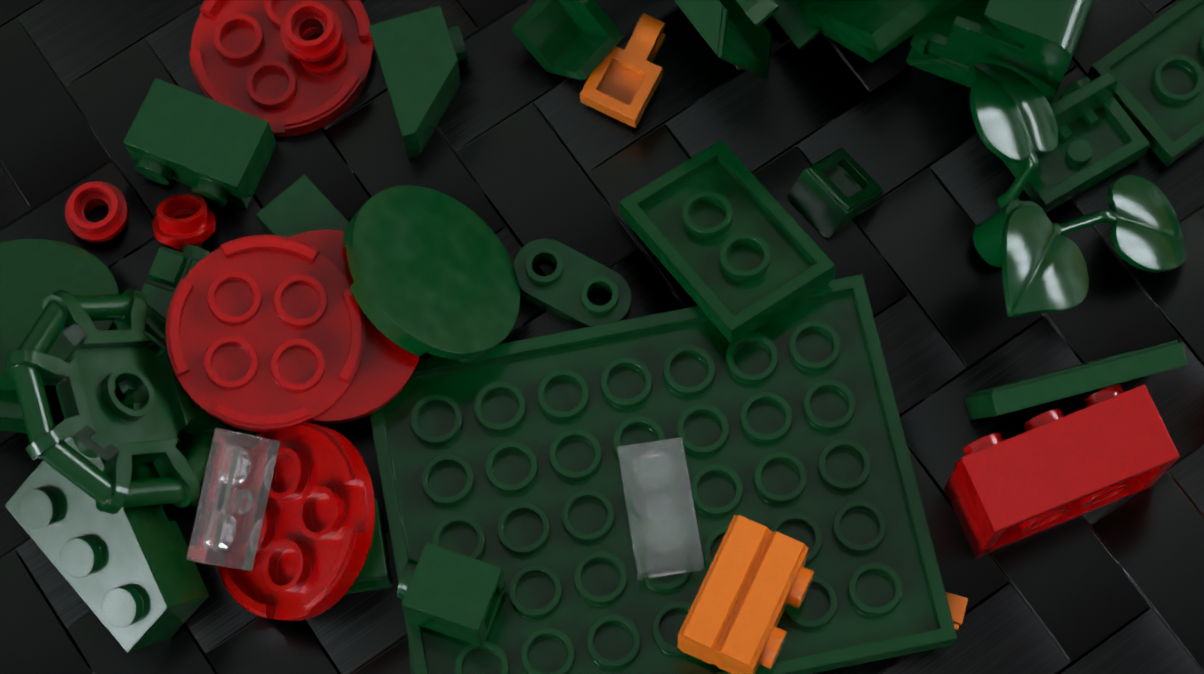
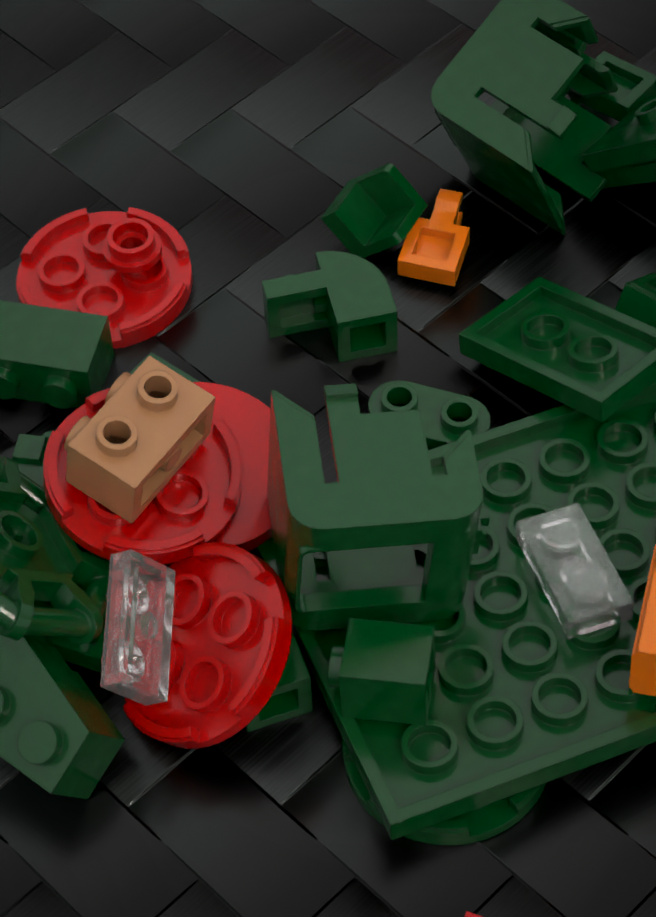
camera: 10 degrees left, 20 degrees down
(183, 221) = (35, 417): red plate -> none
(258, 311) = (138, 438): none -> medium nougat brick
(419, 71) = (231, 262): dark green slope -> none
(431, 274) = (248, 372): dark green tile -> none
(469, 464) = (371, 516): none -> dark green piece
(516, 126) = (342, 295): none -> dark green brick

